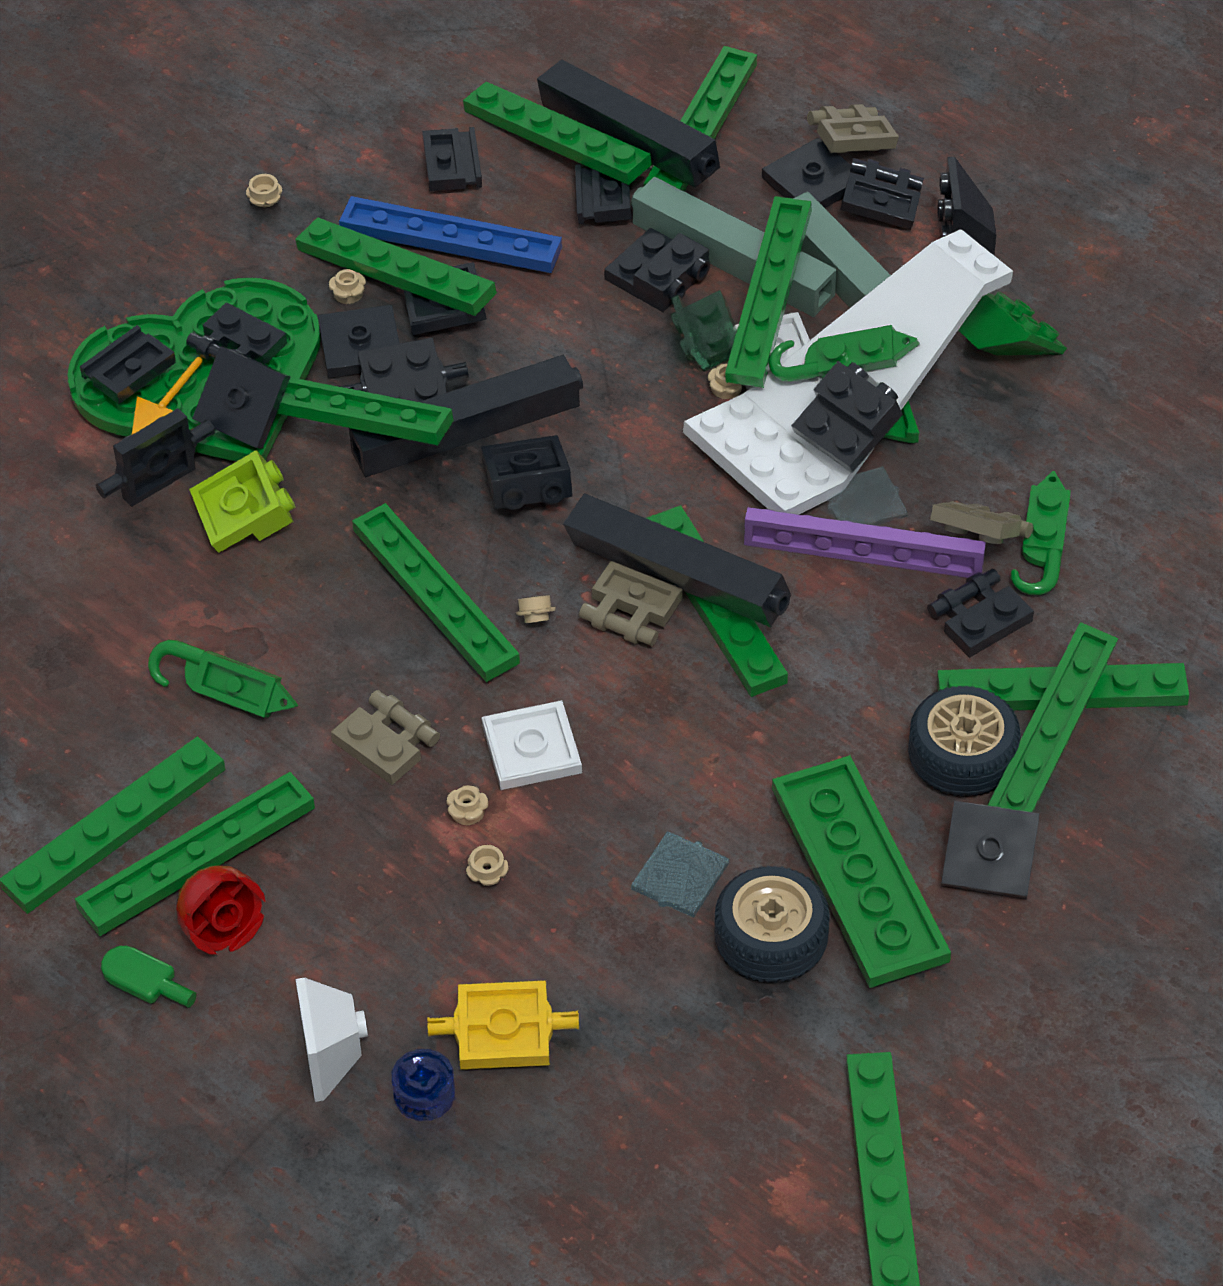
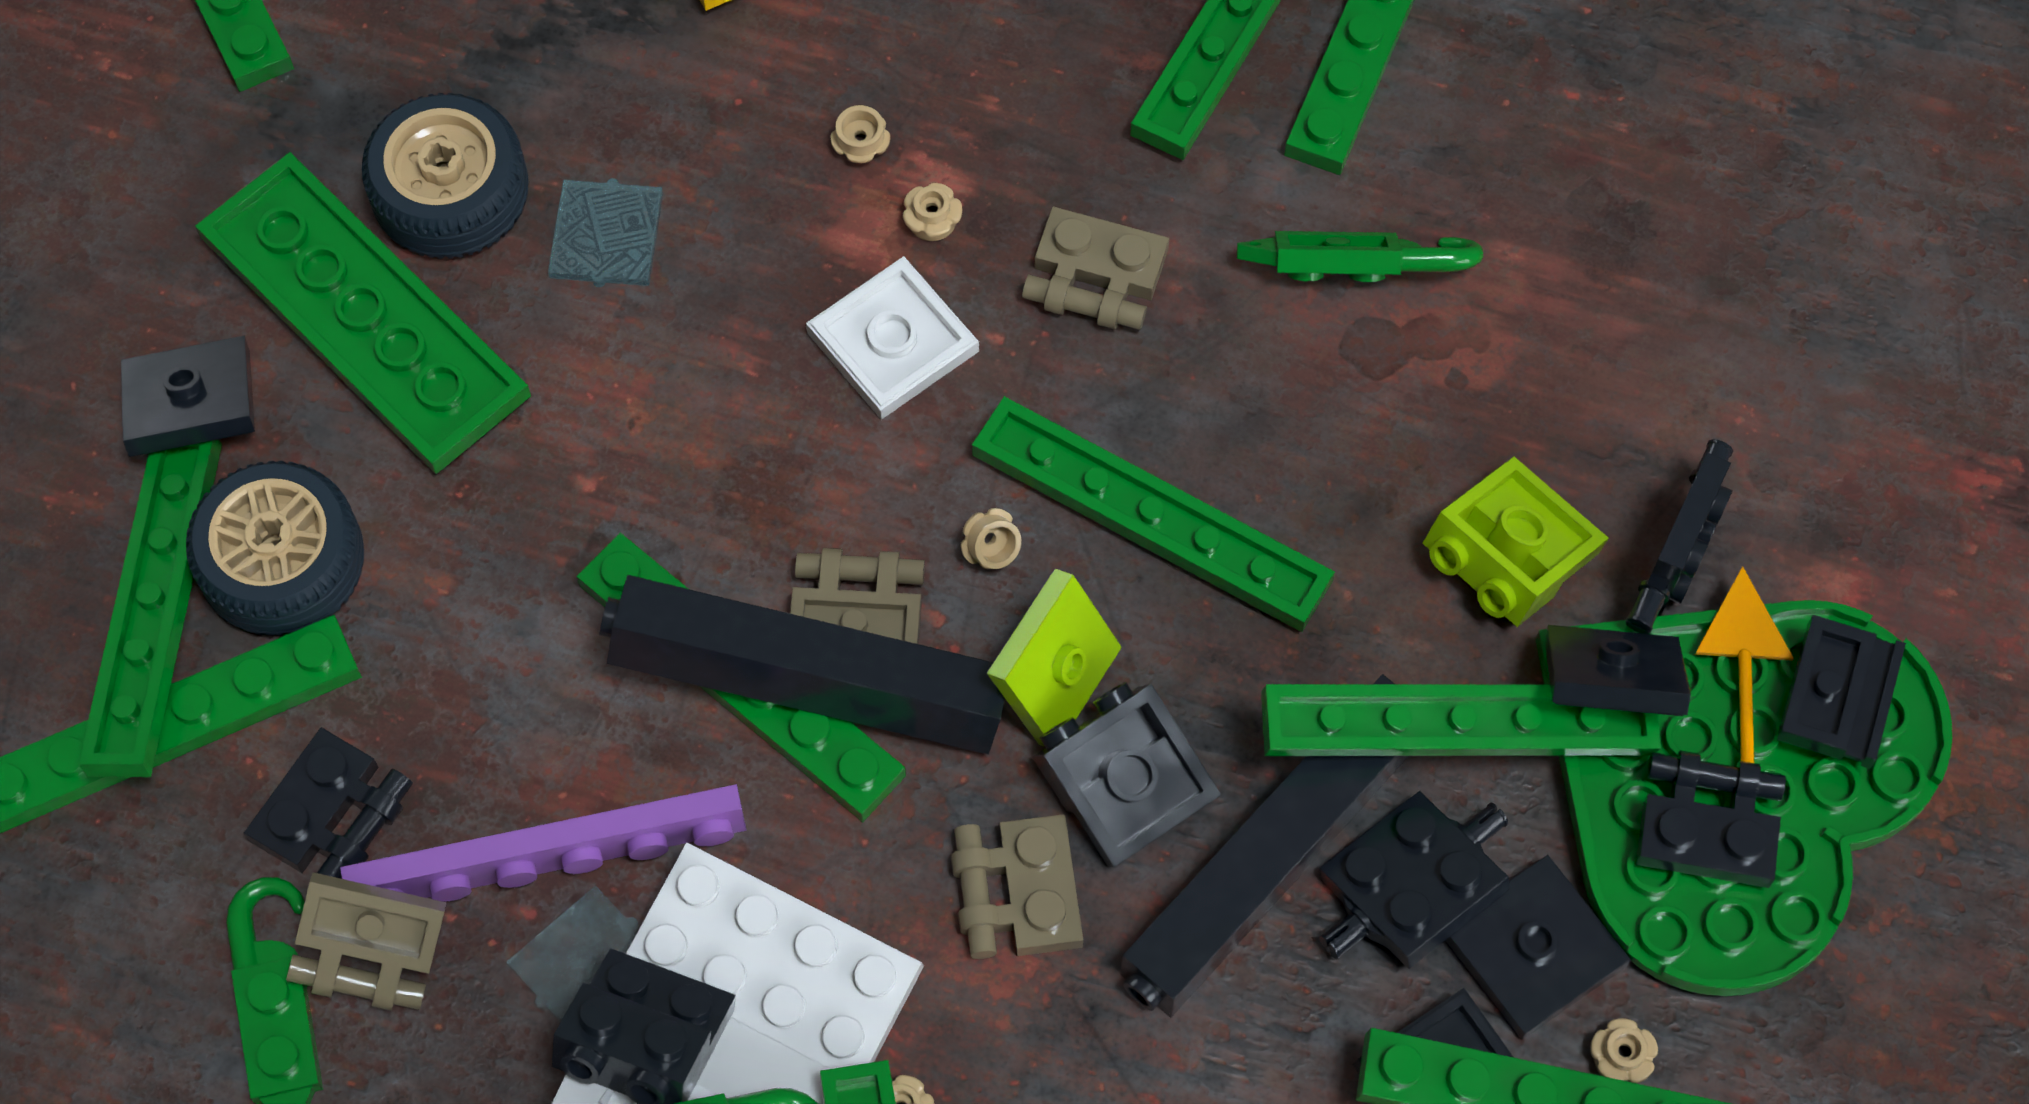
camera: 155 degrees right, 15 degrees up
(536, 518) = (1054, 656): none -> lime plate
(602, 446) = (1039, 886): none -> dark tan plate

